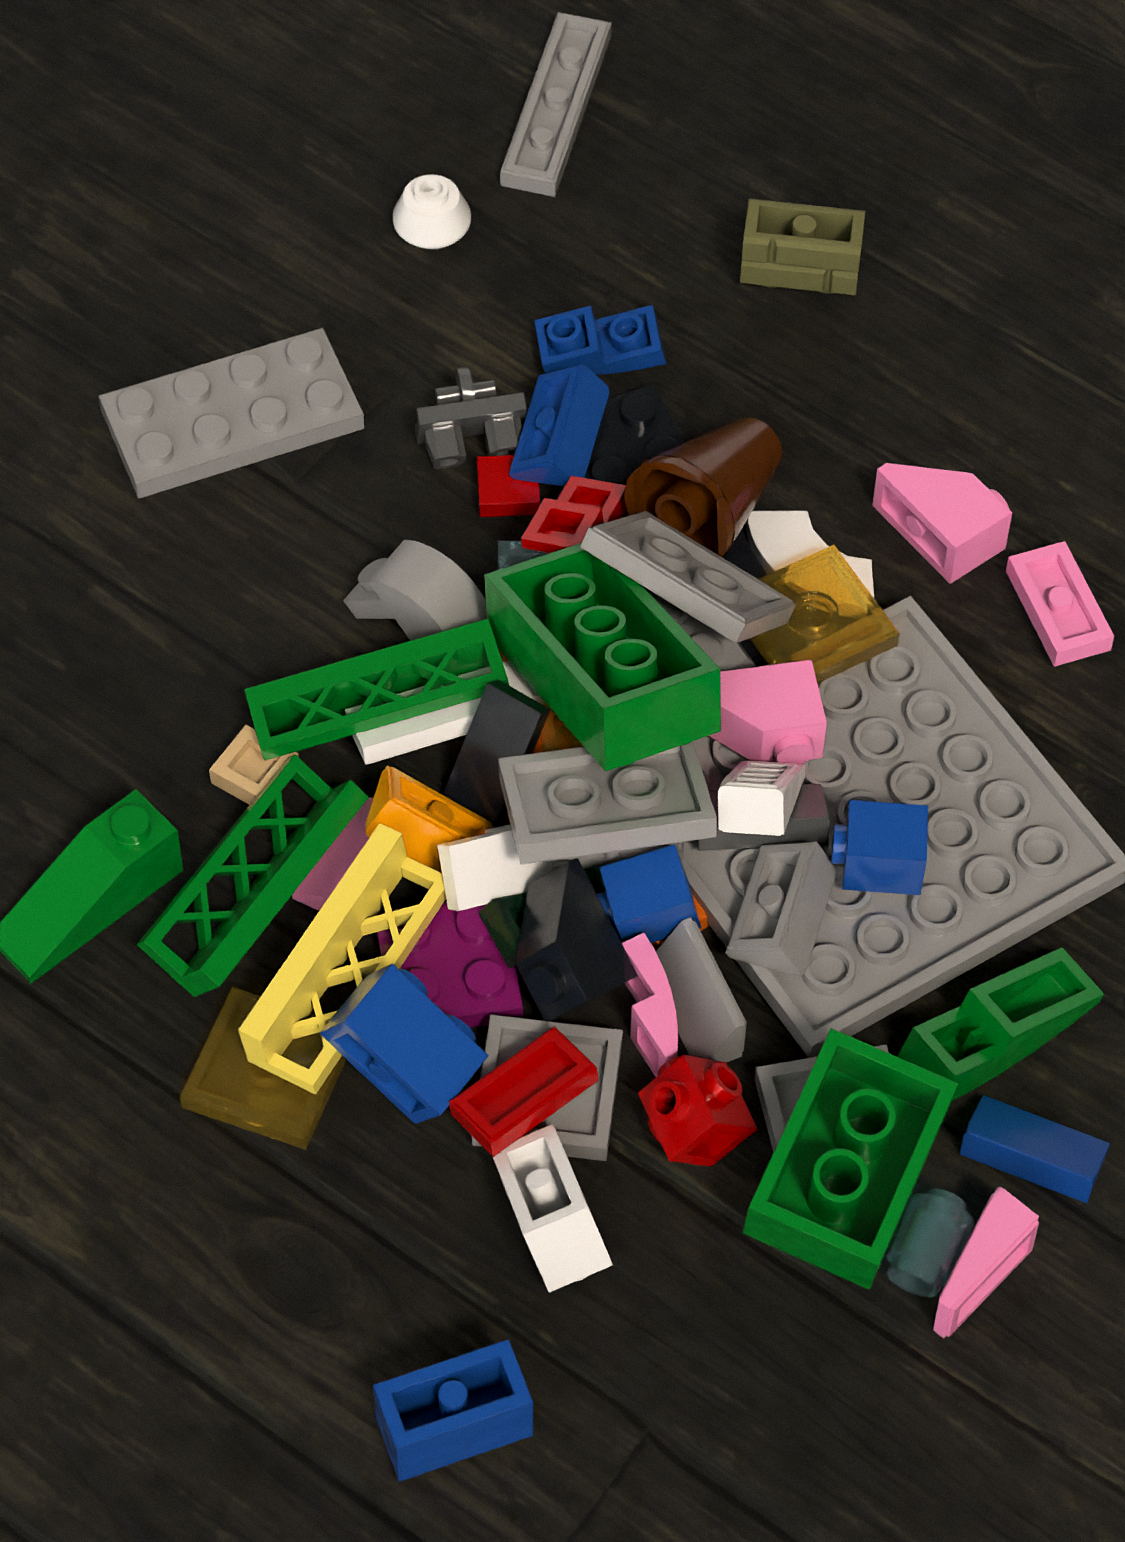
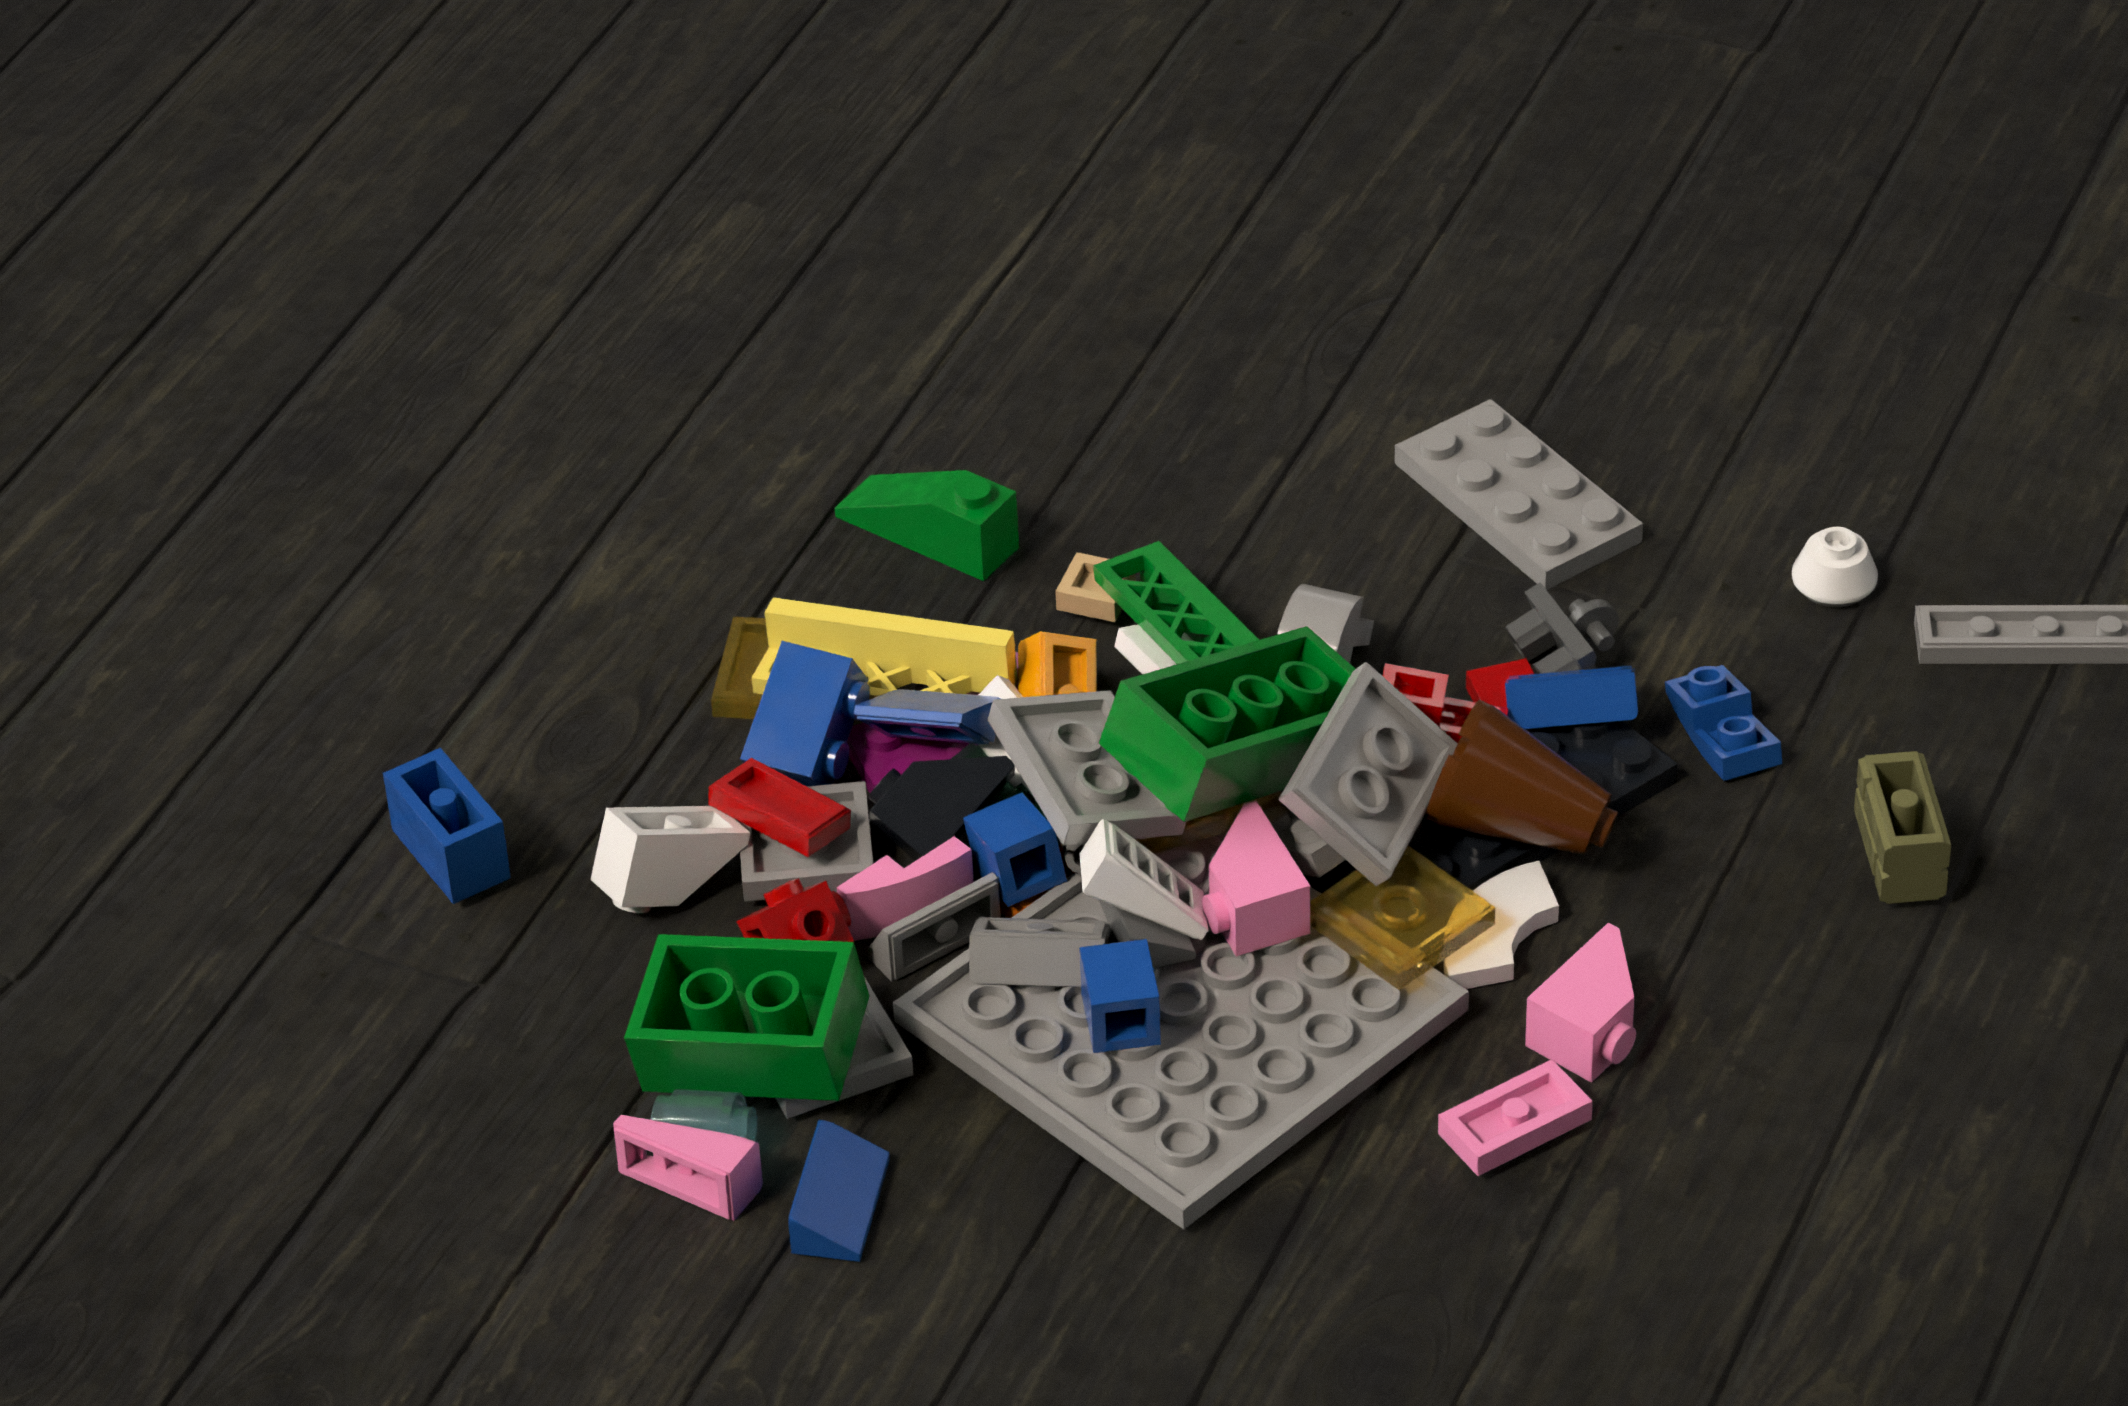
camera: 80 degrees right, 15 degrees down
(268, 892) = (914, 600): green fence -> none
(460, 920) = (929, 716): none -> blue slope
(1003, 1021) = (963, 1140): green slope -> none

